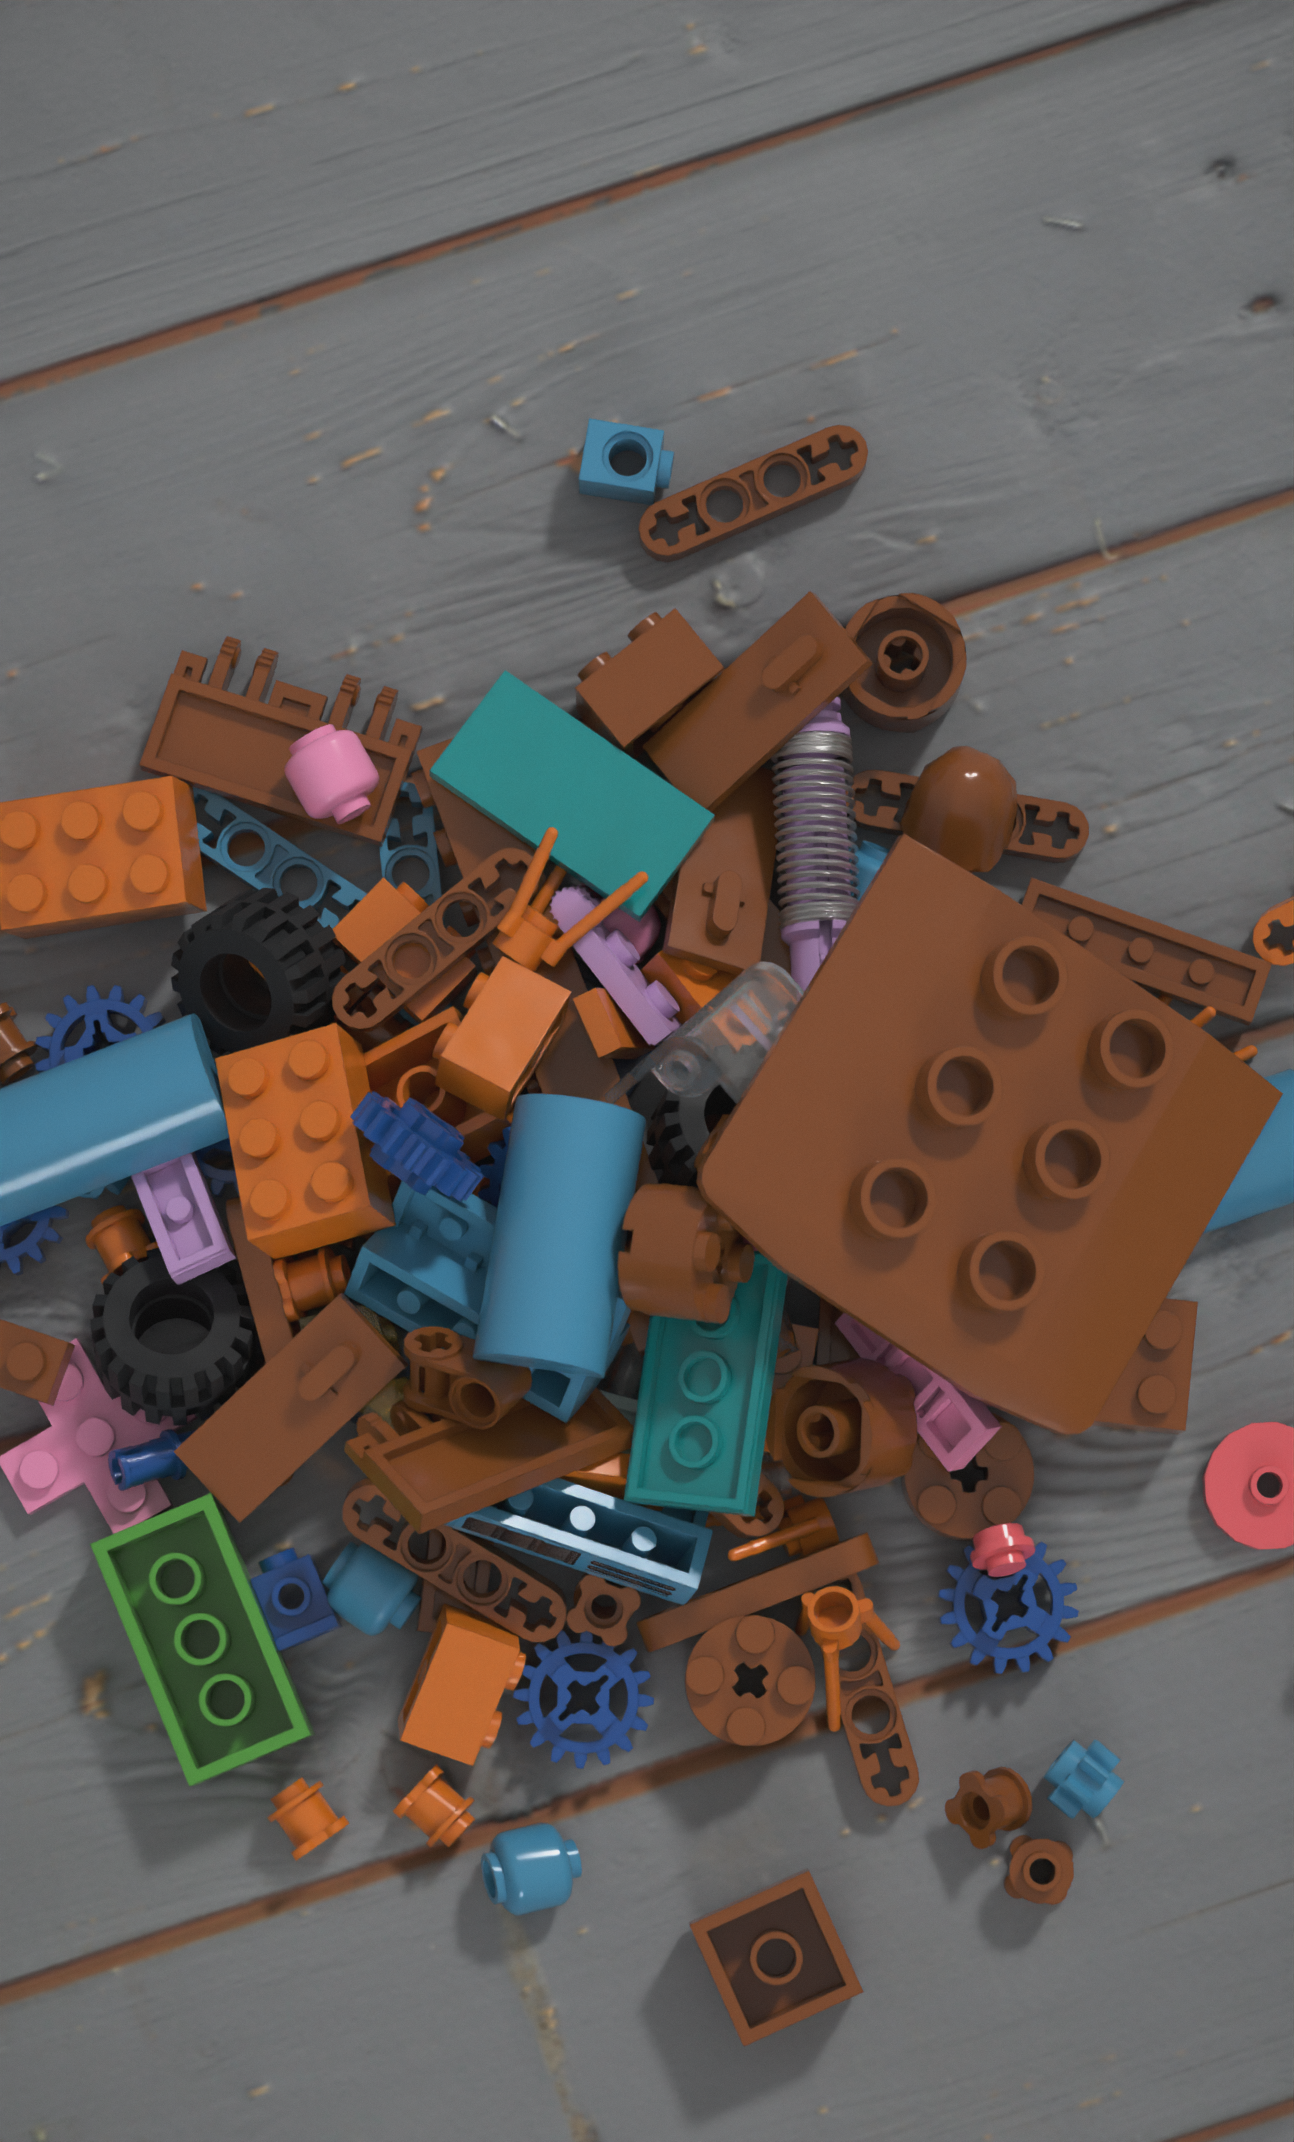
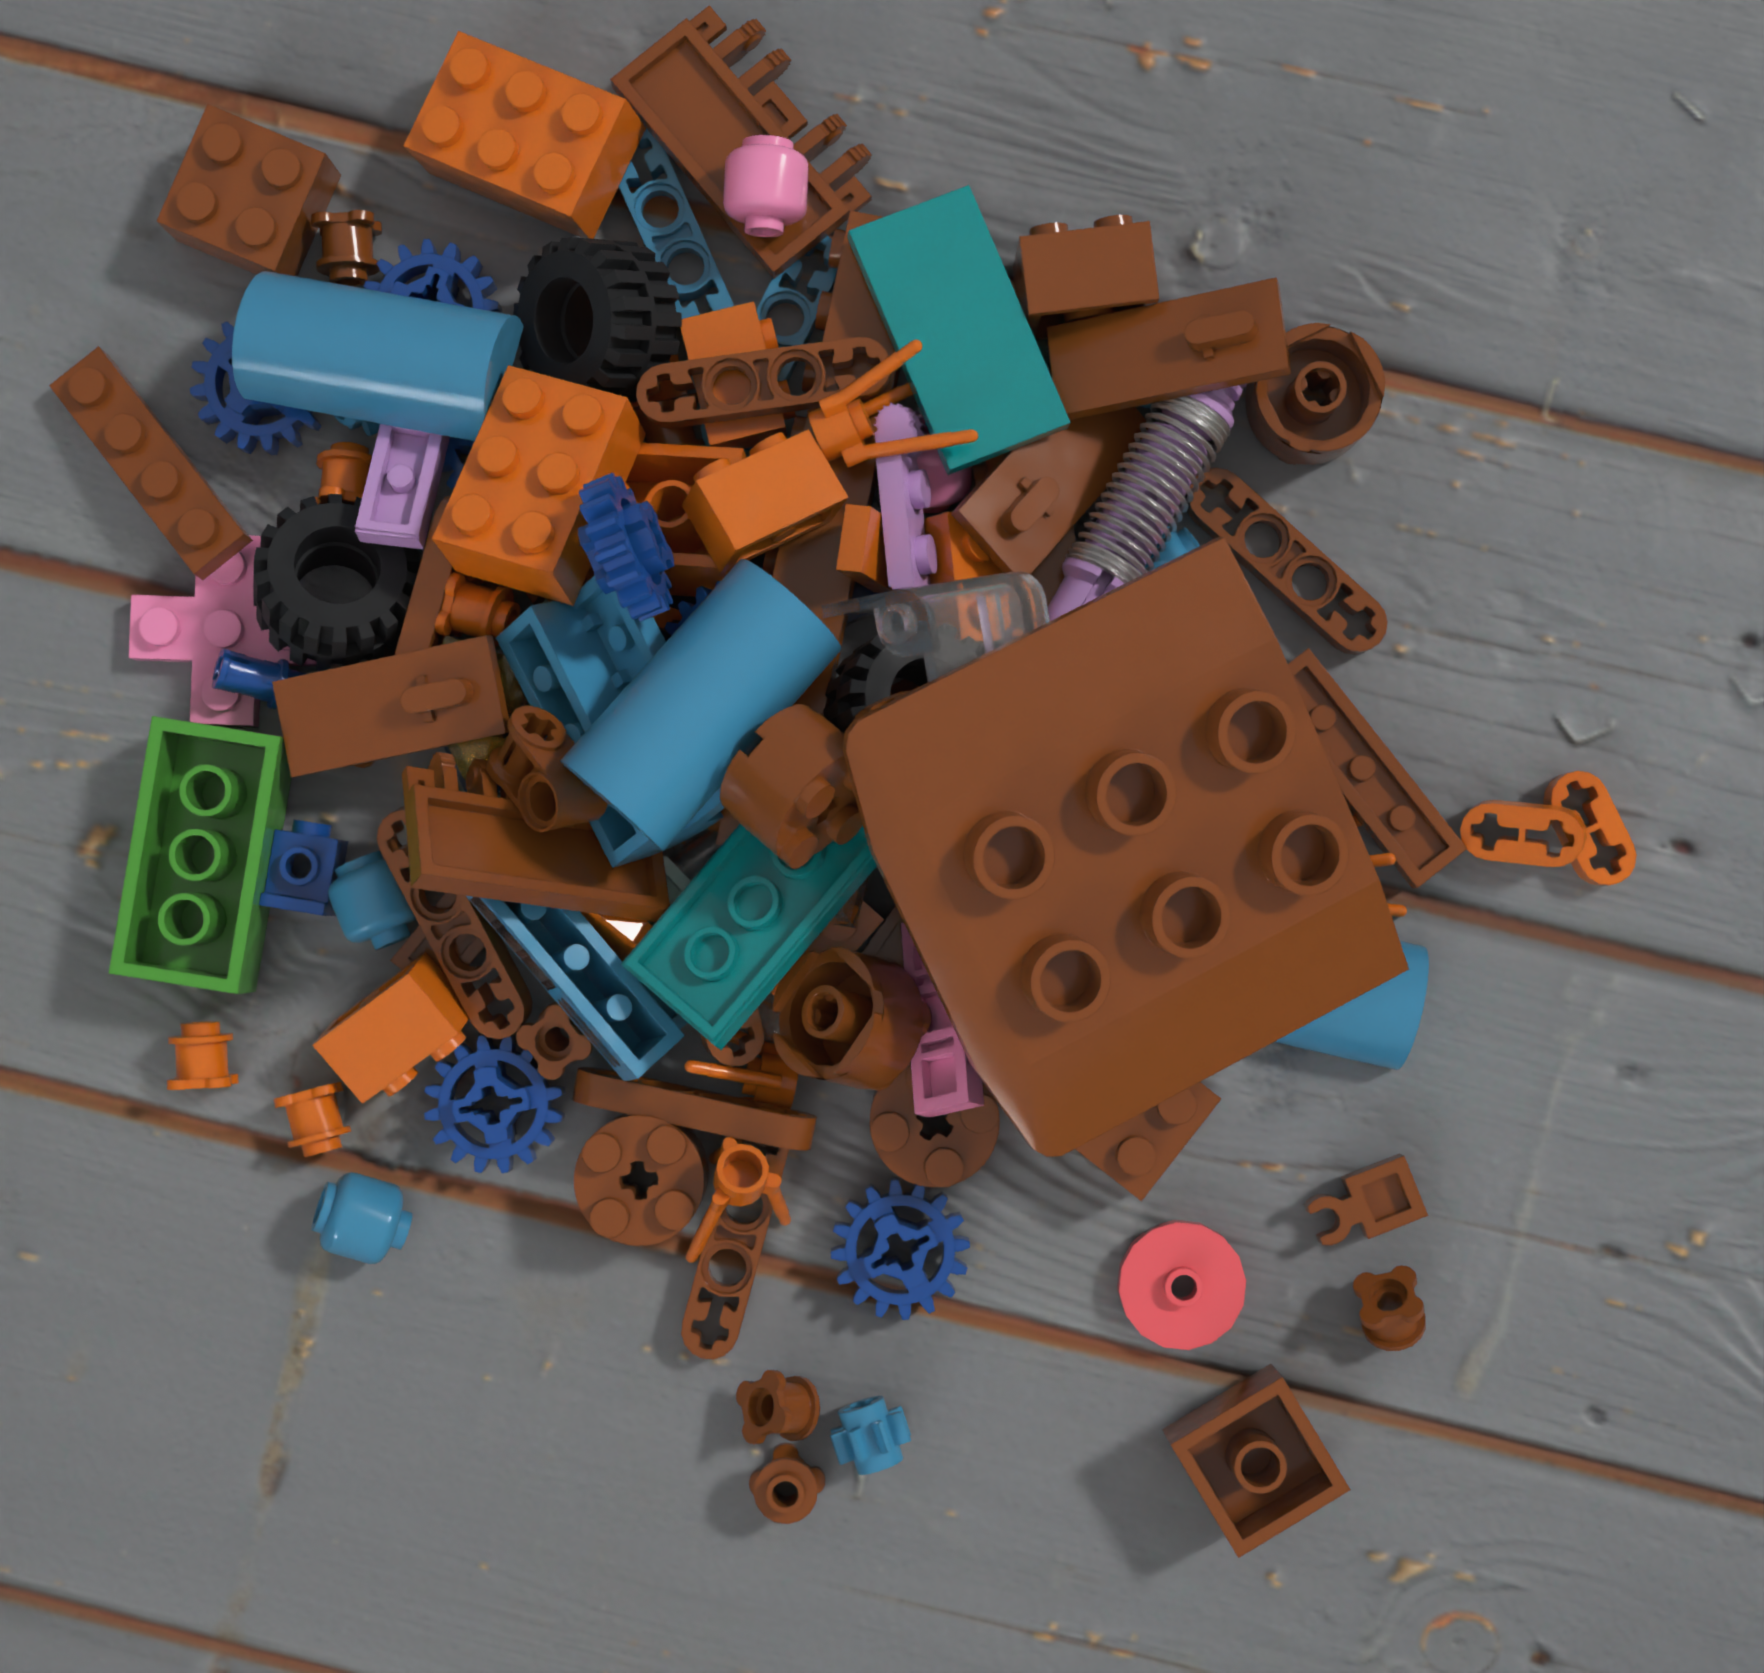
camera: 30 degrees right, 5 degrees up
(606, 440) = (1185, 50): dark azure brick -> none
(757, 502) = (1279, 163): dark orange beam -> none
(775, 1957) = (516, 1423): dark orange brick -> none
(963, 808) = (1289, 551): dark orange hair -> none
(1001, 1549) = (921, 1204): coral plate -> none

